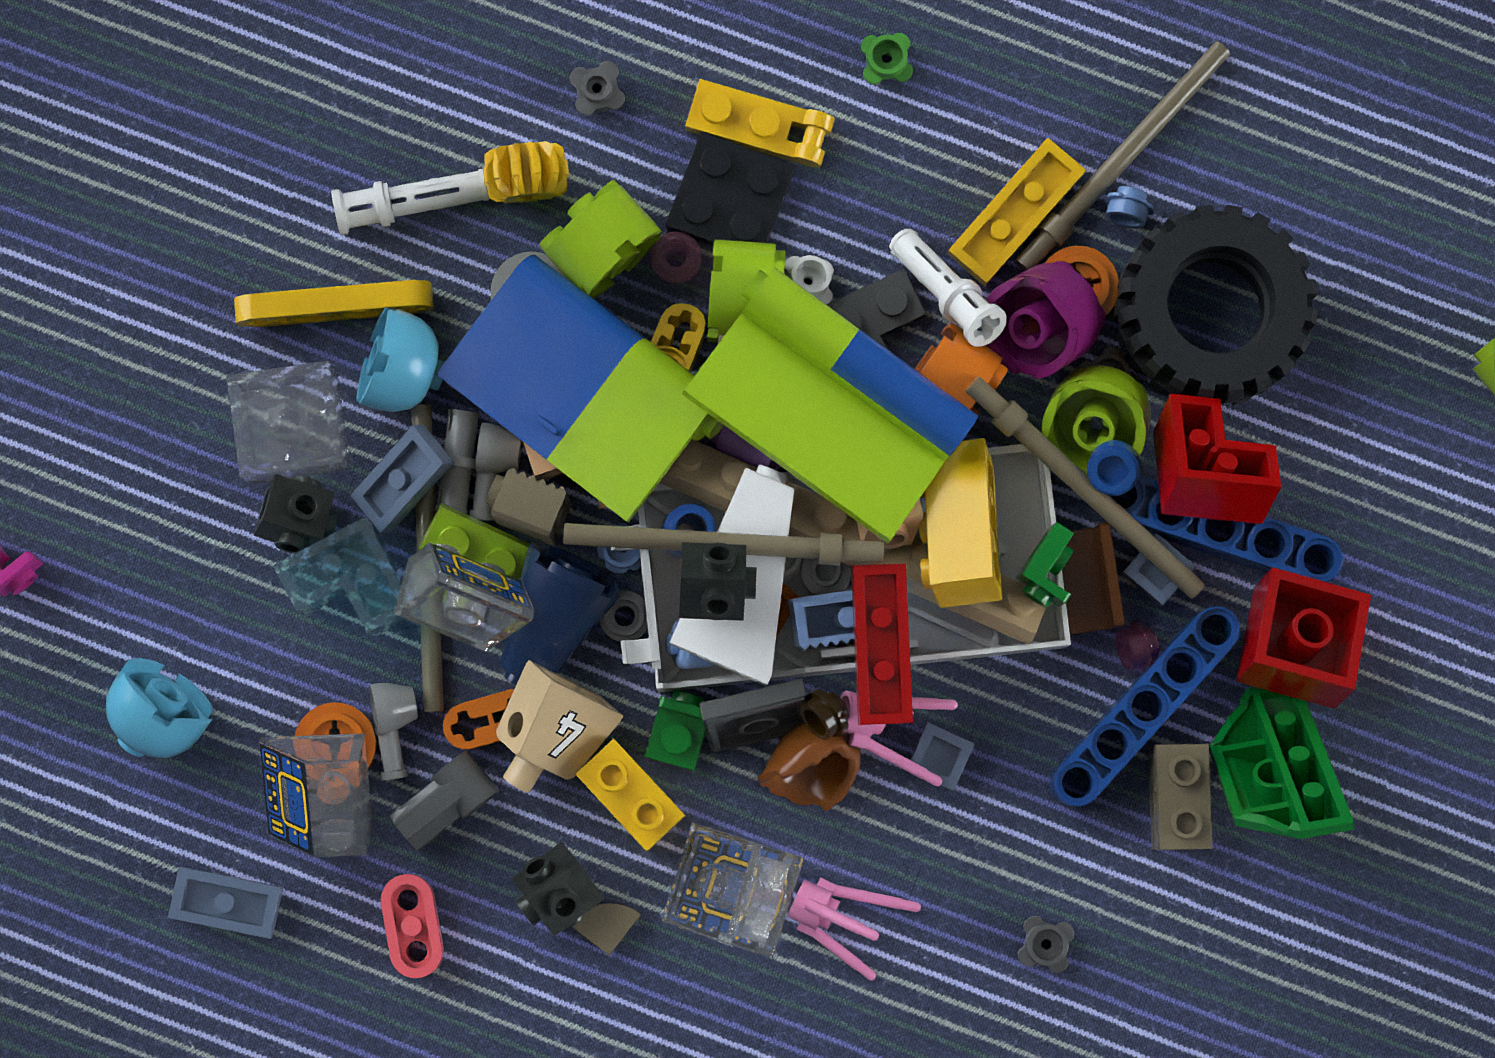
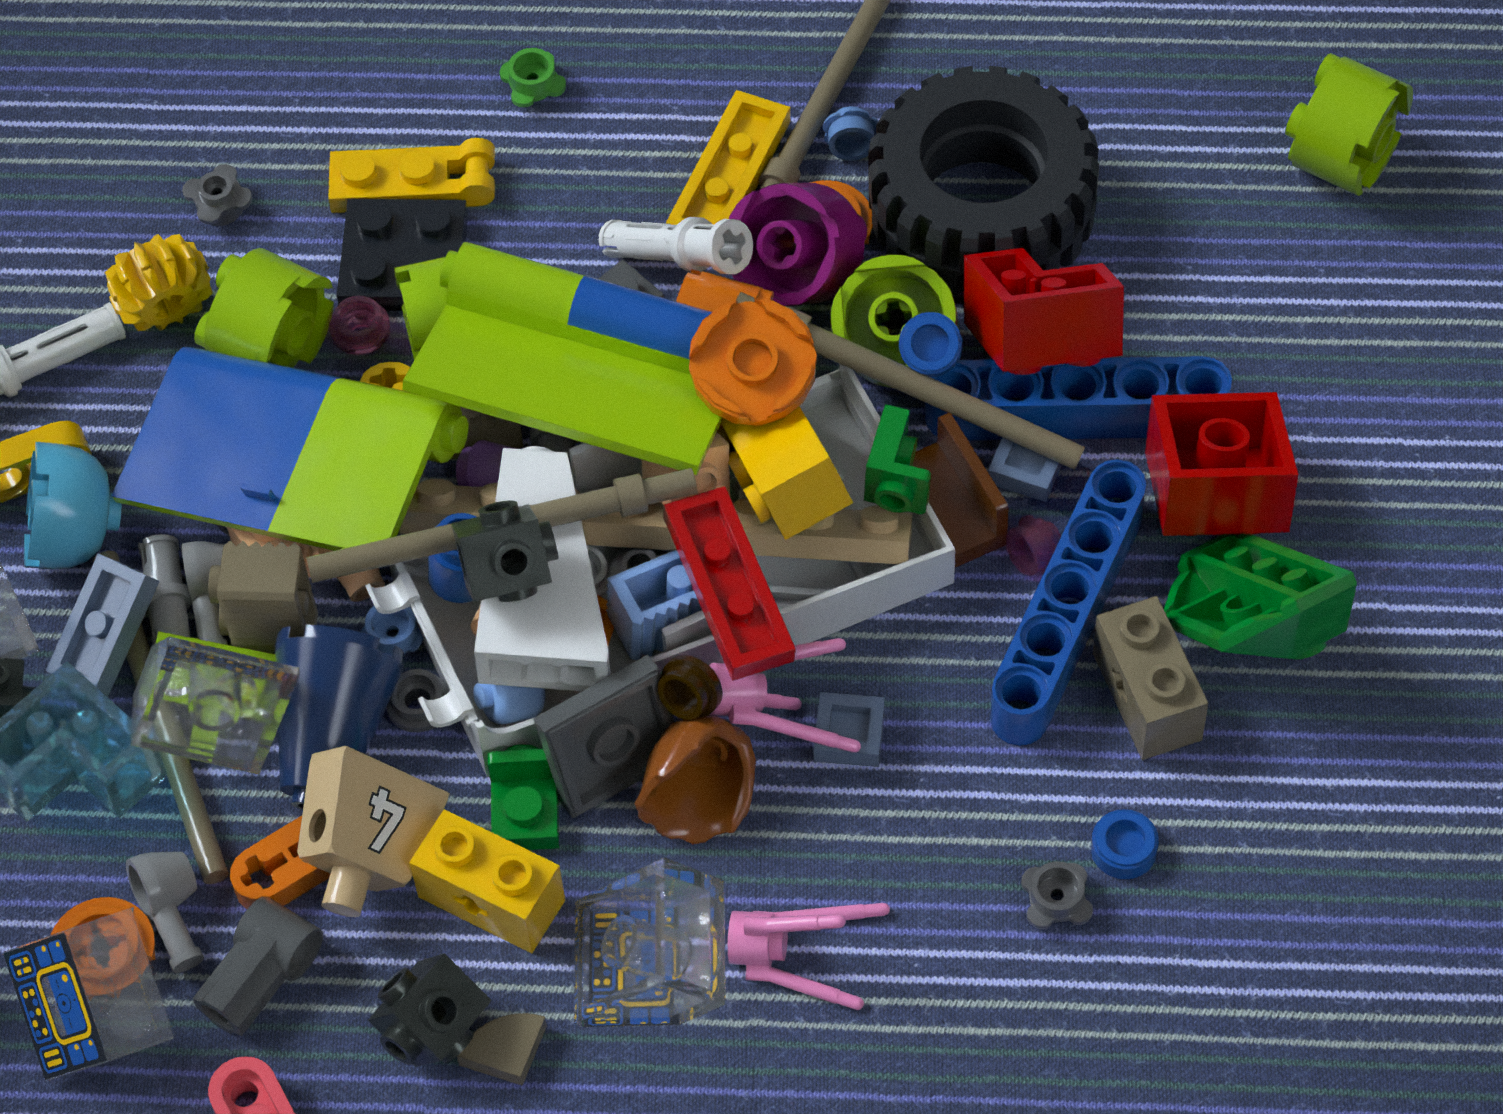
camera: 15 degrees left, 25 degrees down
(963, 461) = (752, 361): none -> orange tile
(1111, 918) = (1124, 844): none -> blue tile

